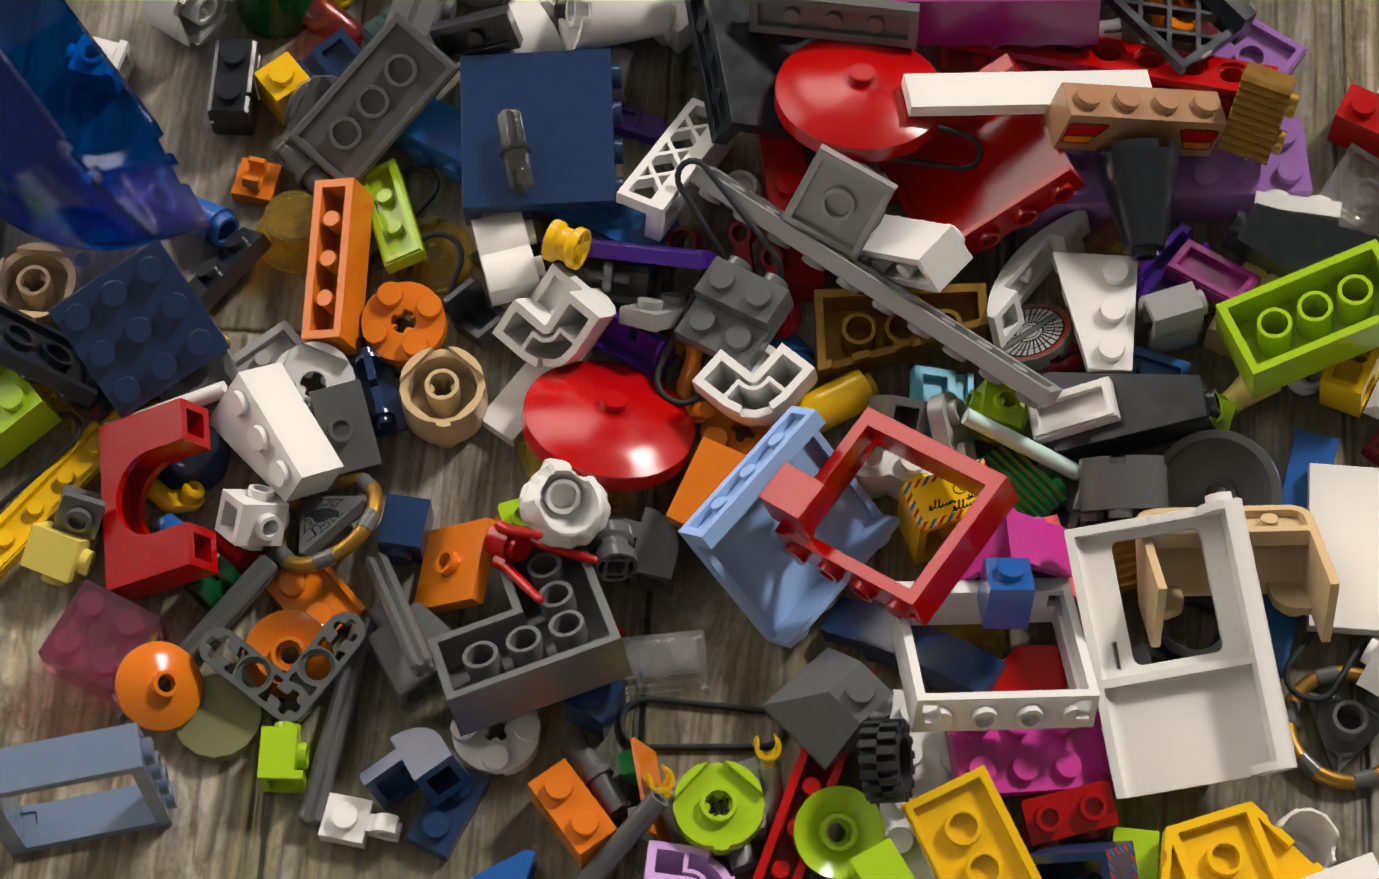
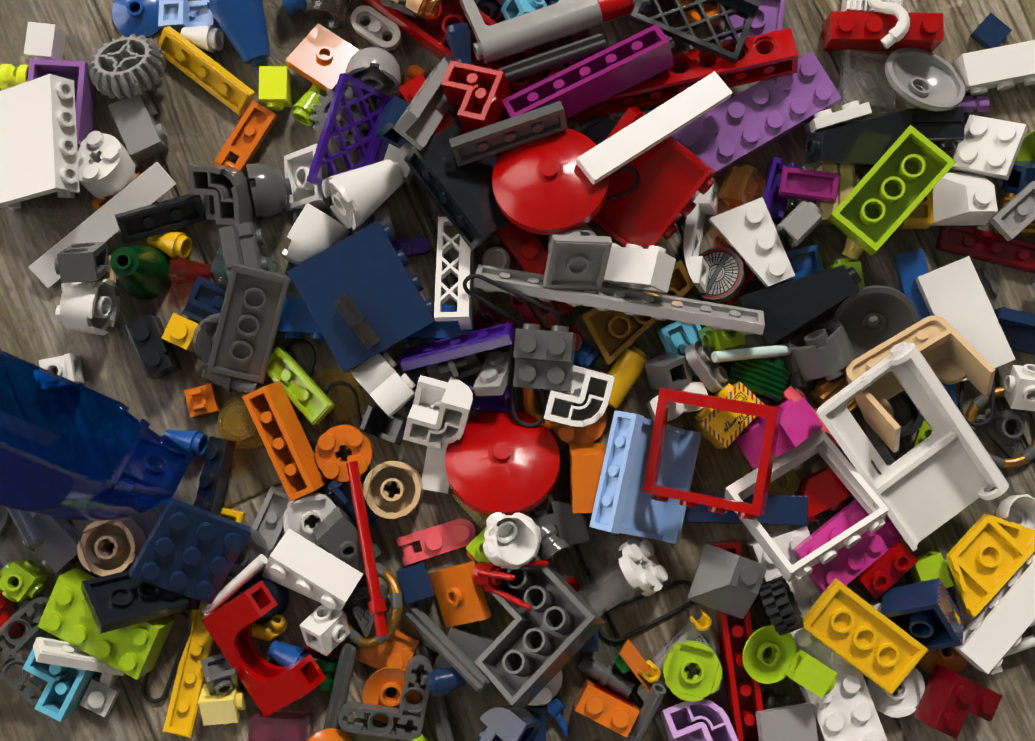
camera: 25 degrees left, 20 degrees up
(340, 507) = (377, 604): none -> red bar
(375, 654) = (444, 681): none -> dark blue cone
(461, 493) = (437, 540): none -> coral plate
(477, 33) = (288, 252): black hinge -> none
(502, 785) = (554, 707): none -> blue hand
(566, 244) = (420, 366): yellow wheel -> none
(726, 647) = (642, 566): none -> white plate
(791, 497) = (650, 474): panel -> none
(1005, 593) = (800, 467): blue brick -> none
(1075, 411) = (777, 314): white tile -> none
(1099, 114) = (726, 113): medium nougat brick -> none
(1140, 192) = (750, 160): black cone -> none
(1258, 113) = (798, 69): pearl gold brick -> none

